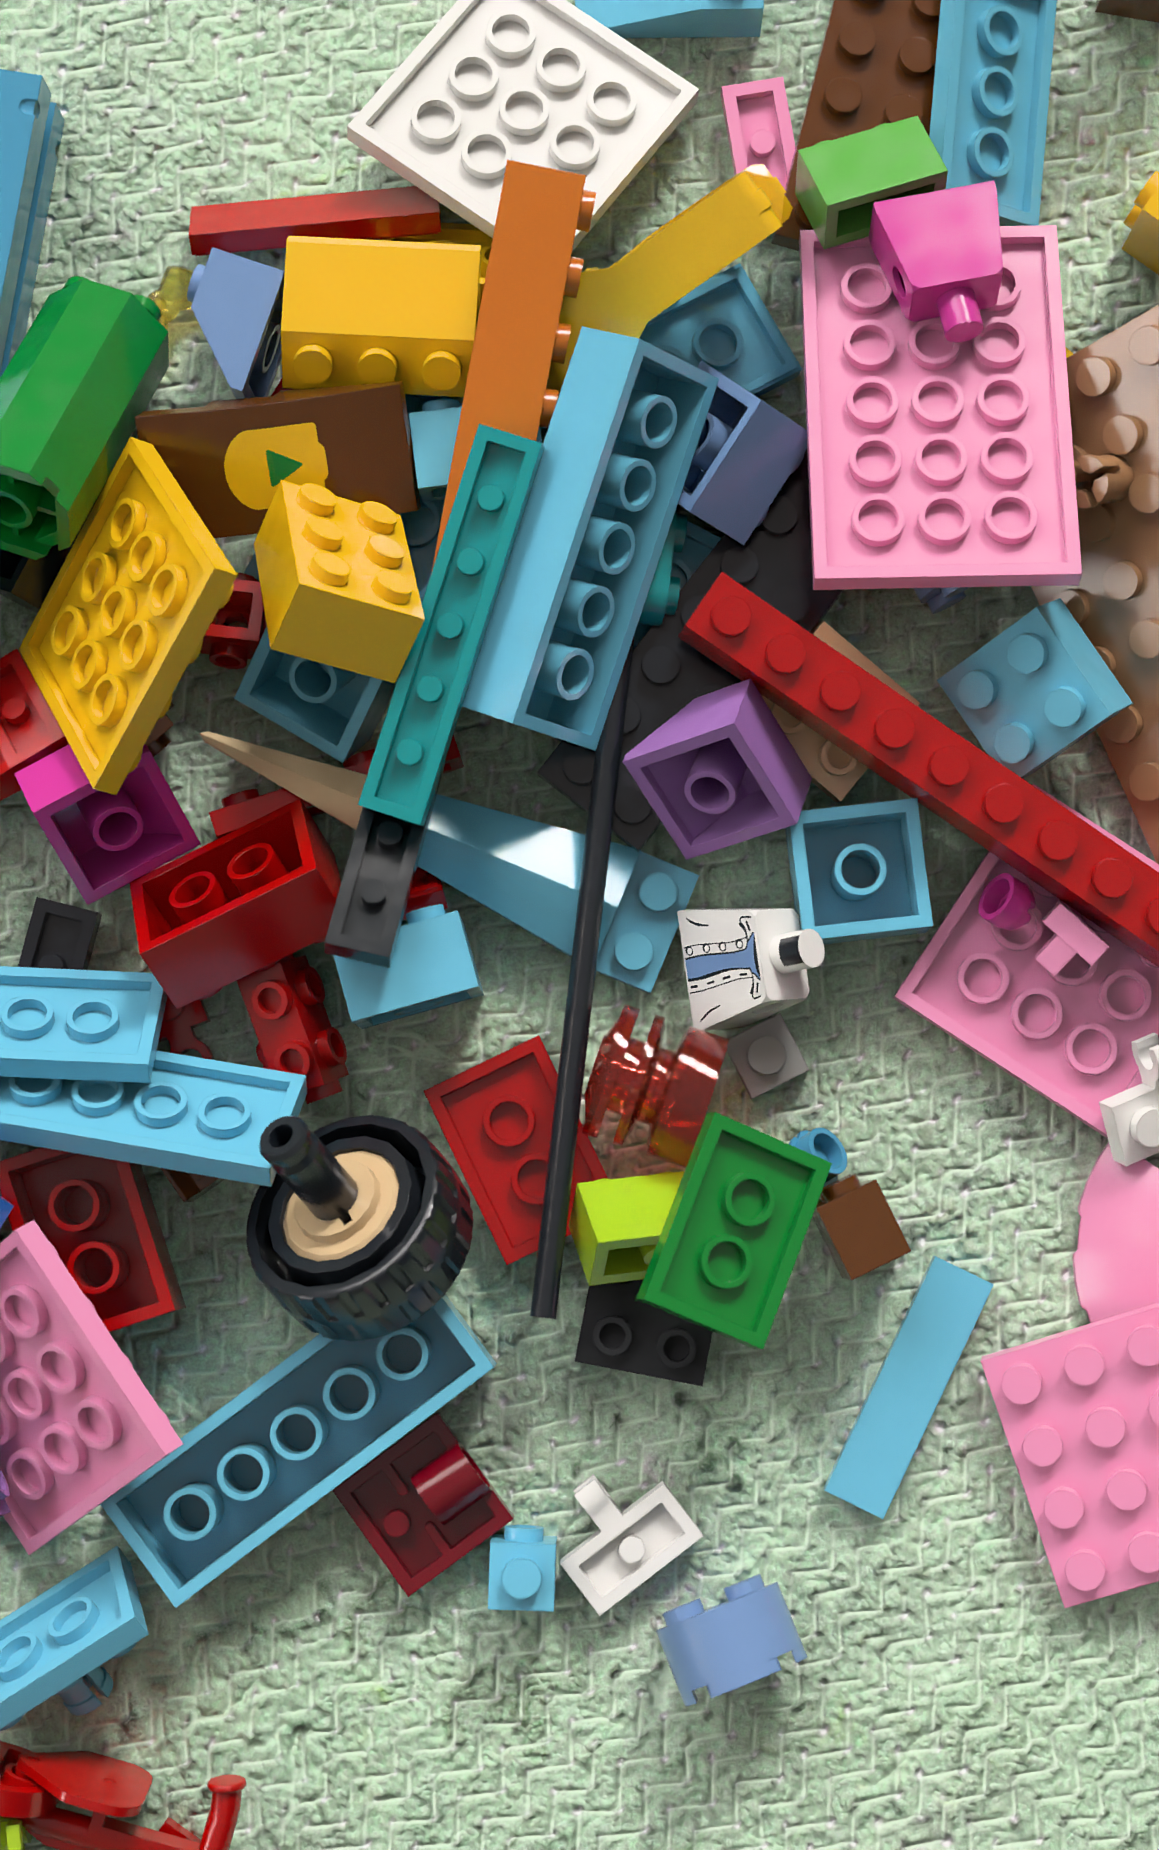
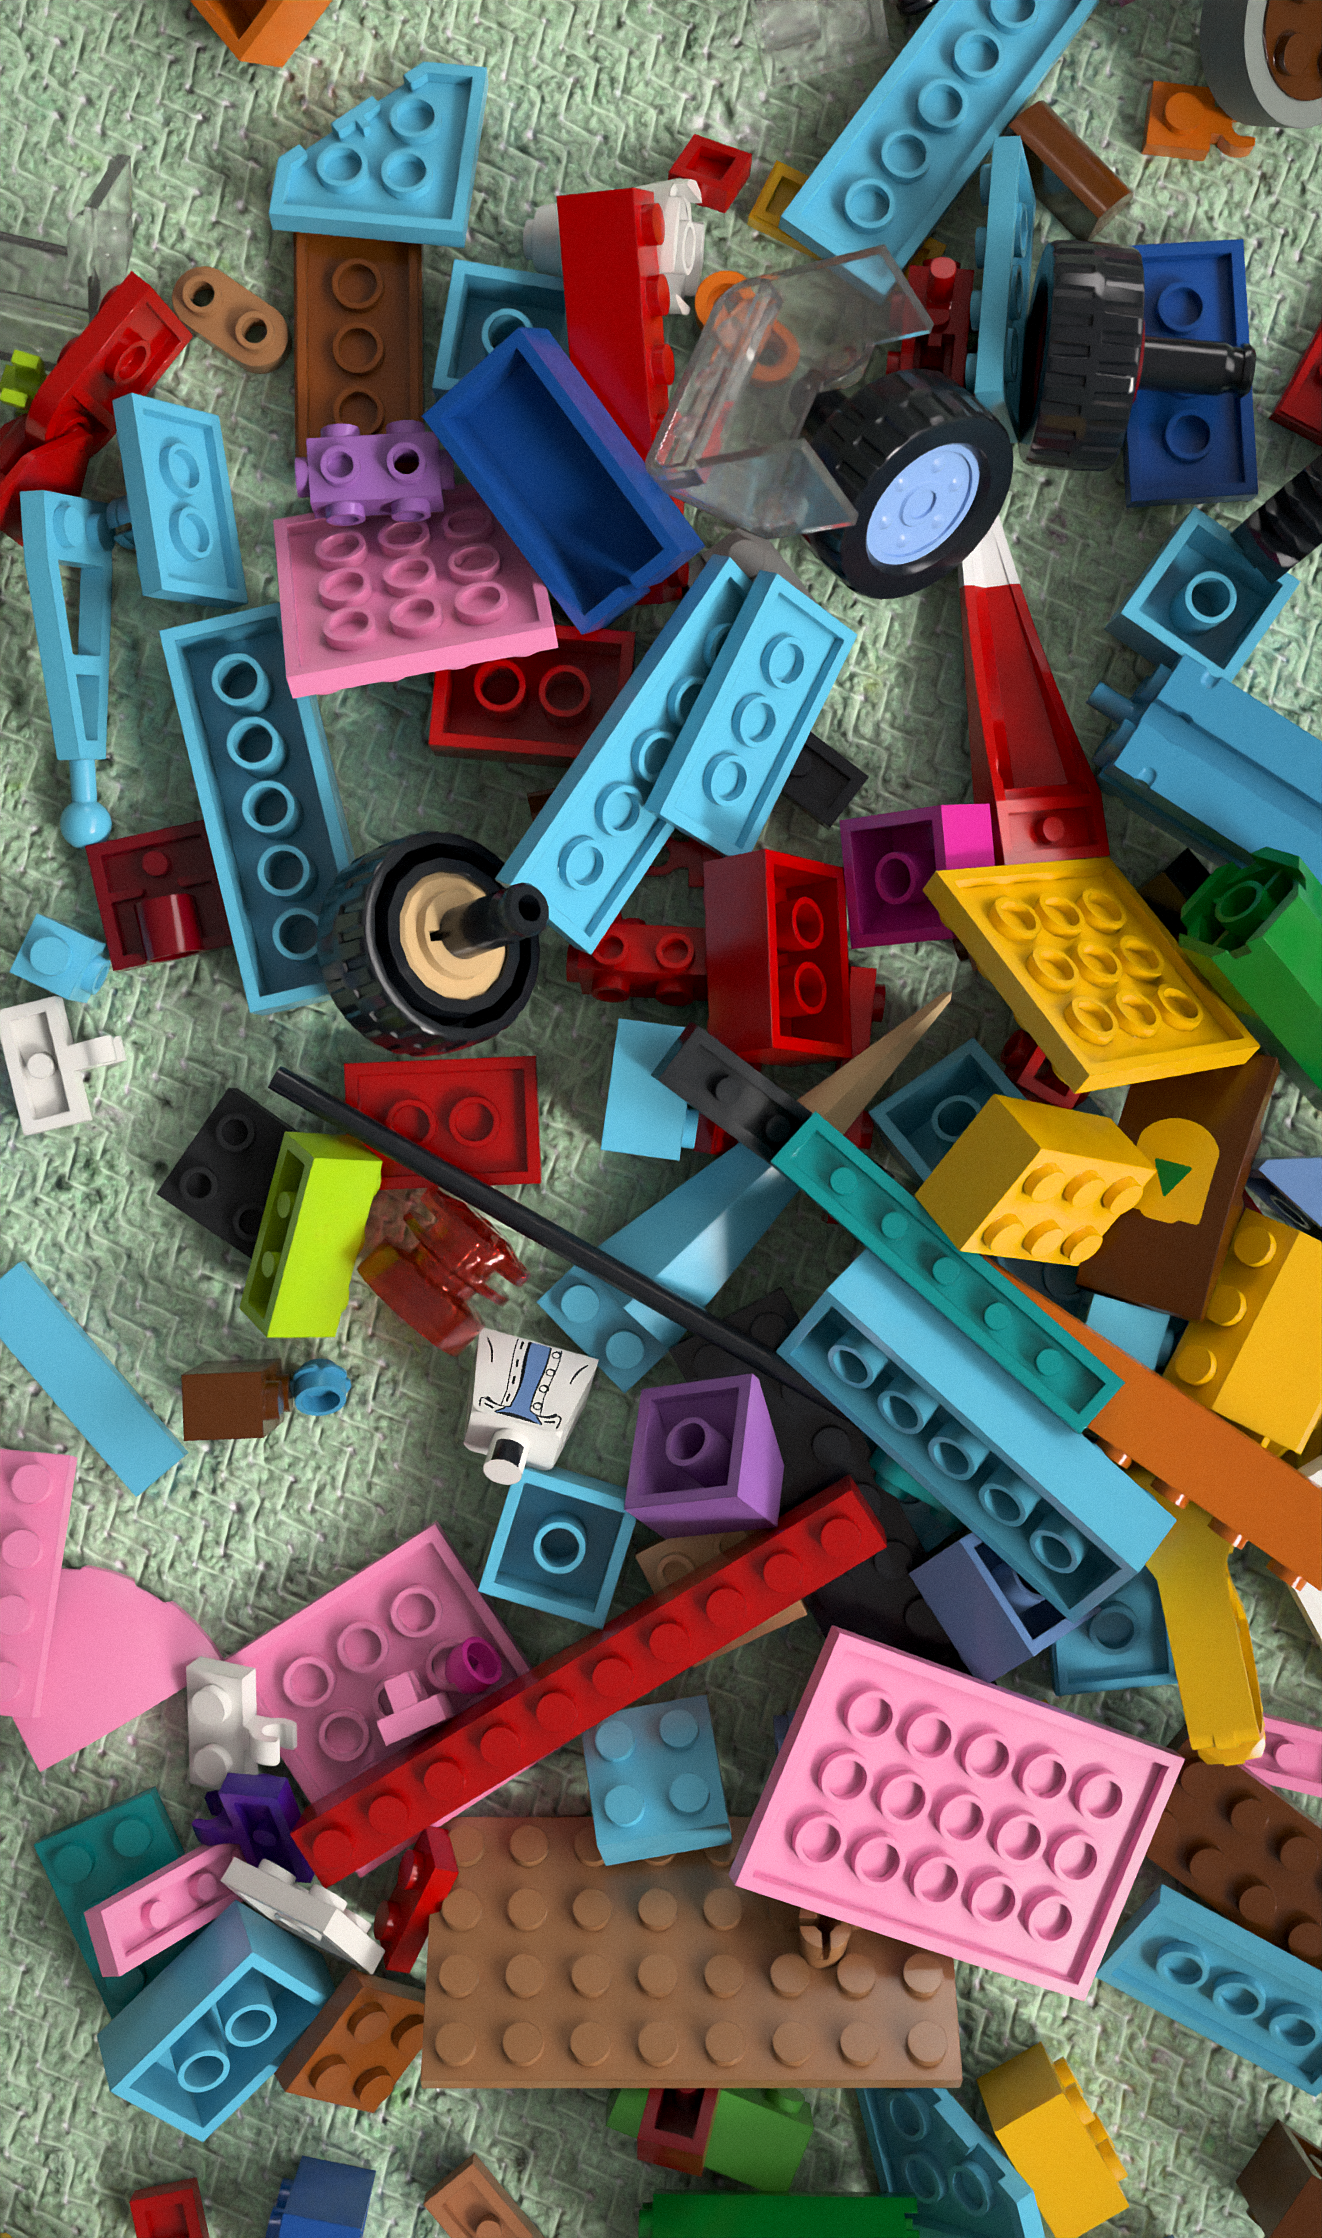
camera: 105 degrees right, 5 degrees up
(120, 1734) = (73, 534): none -> medium azure plate
(734, 1231) = (271, 1287): green plate -> none
(766, 1056) = (432, 1382): light grey plate -> none
(848, 174) = (1201, 1847): bright green piece -> none
(942, 255) = (1099, 1885): torso -> none

